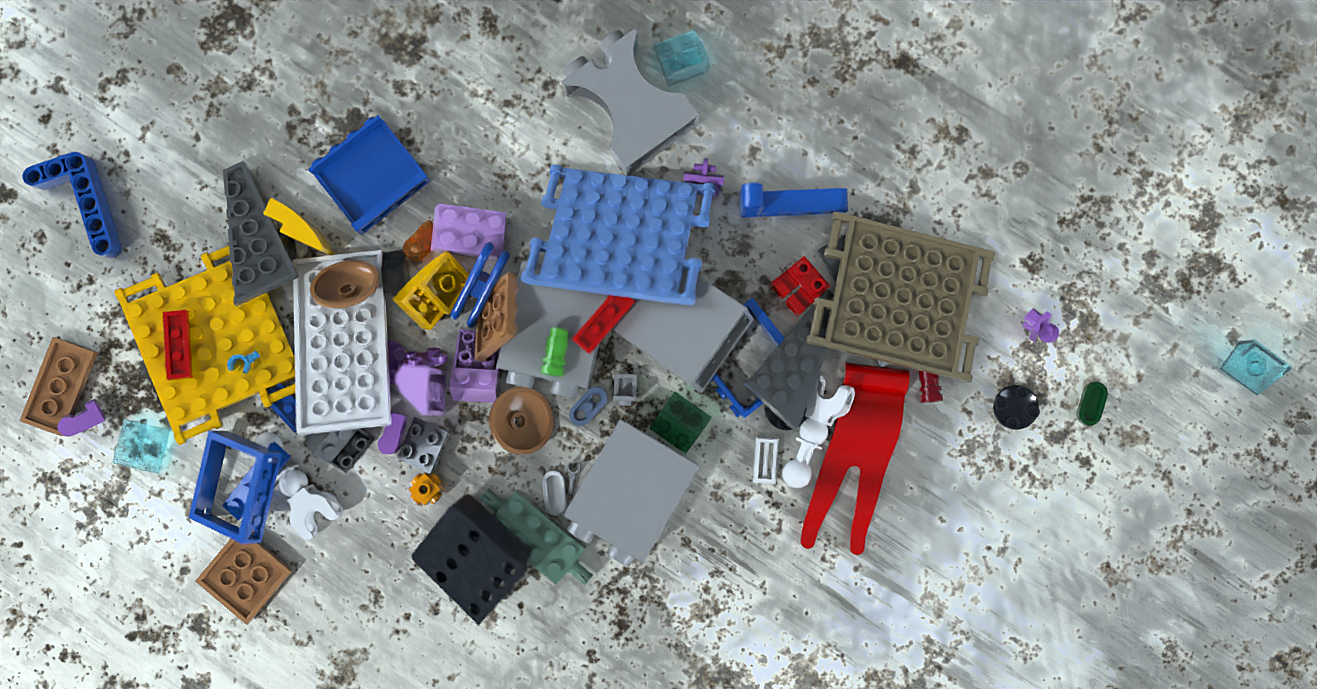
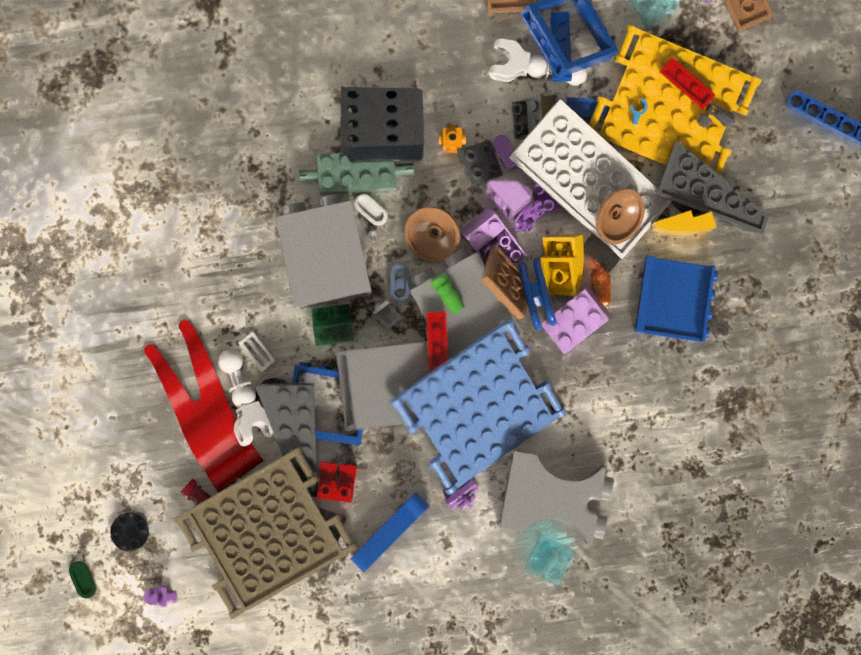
camera: 130 degrees right, 0 degrees up
(174, 284) = (725, 117): none -> dark grey piece

